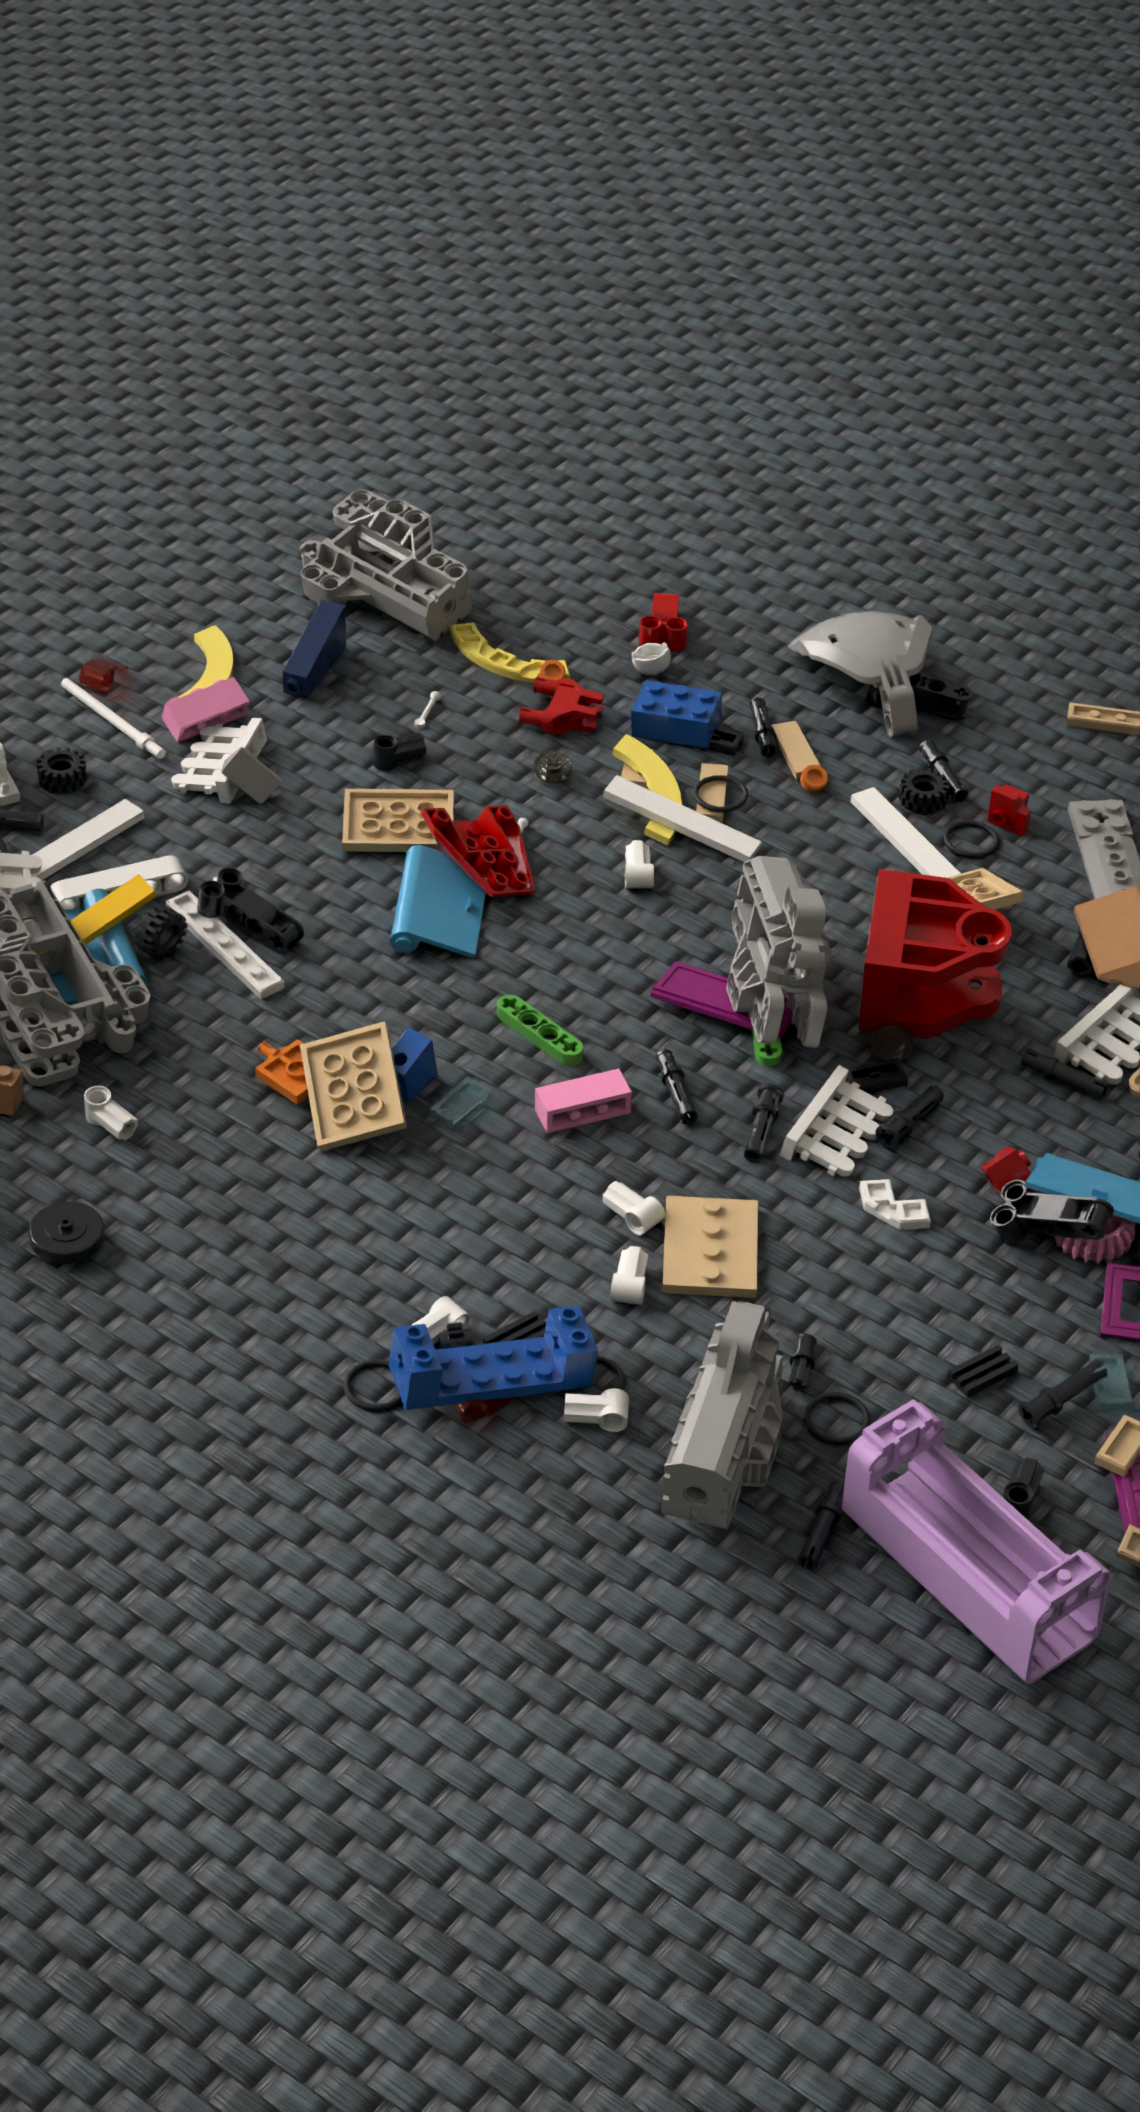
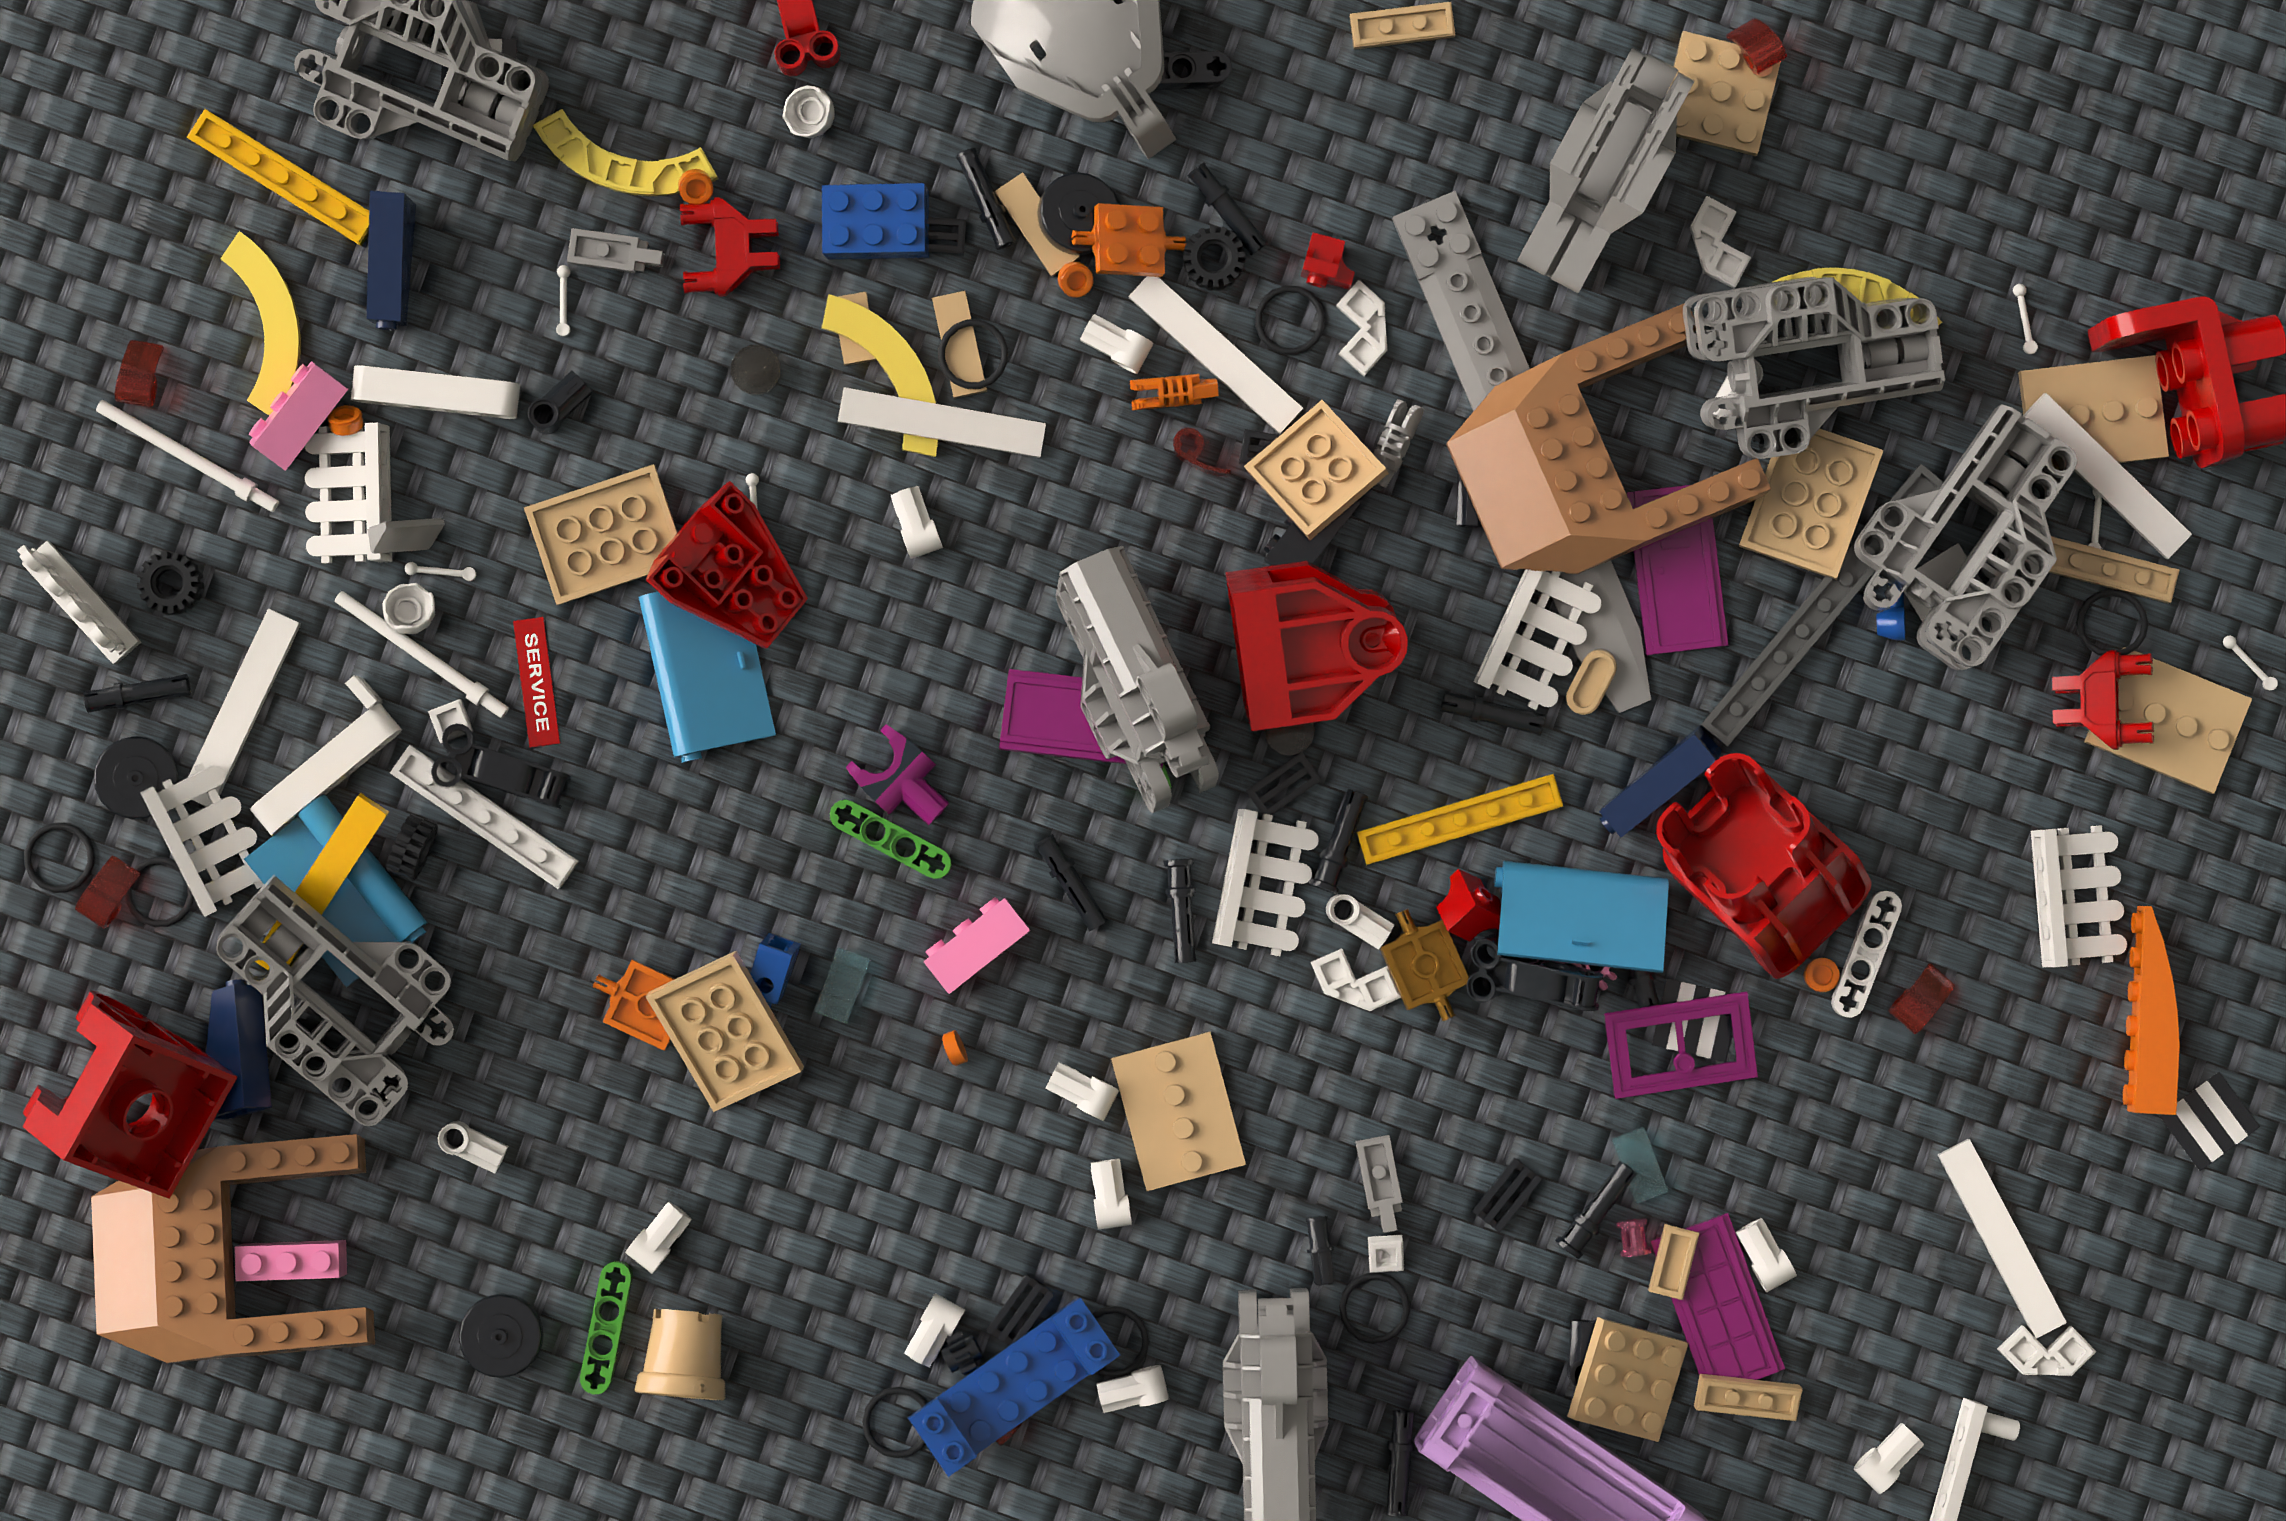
camera: 15 degrees left, 45 degrees up
(152, 1253) = (602, 1326): none -> bright green beam
(170, 847) = (363, 691): none -> white tile
(212, 1273) = (683, 1356): none -> tan piece
(224, 1212) = (654, 1243): none -> white piece
(230, 821) = (409, 608): none -> white hair
(236, 721) = (345, 420): none -> orange tile
(253, 875) = (475, 692): none -> white bar
(255, 609) = (281, 176): none -> yellow tile
(283, 821) = (468, 573): none -> white hinge
(304, 886) = (536, 682): none -> red sticker
(312, 725) = (435, 392): none -> white beam
(477, 691) = (611, 251): none -> light grey hinge
(536, 1156) = (954, 1048): none -> orange tile
(563, 994) = (902, 780): none -> magenta connector
(829, 746) = (1070, 206): none -> black wheel
(836, 818) = (1124, 347): none -> white piece
(860, 1378) = (1386, 1253): none -> white tile
(862, 761) = (1129, 240): none -> orange plate
(867, 847) = (1174, 391): none -> orange hinge
(867, 875) = (1192, 457): none -> clear red panel
(872, 1329) = (1380, 1179): none -> light grey hinge
(905, 1159) = (1361, 921): none -> white piece
(958, 1203) = (1425, 965): none -> pearl gold plate
(1016, 1131) = (1459, 819): none -> yellow tile
(1031, 856) = (1370, 341): none -> white tile
(1033, 910) = (1396, 438): none -> light grey hinge
(1062, 1502) = (1627, 1379): none -> tan plate
(1091, 1423) = (1633, 1237): none -> clear pink bush

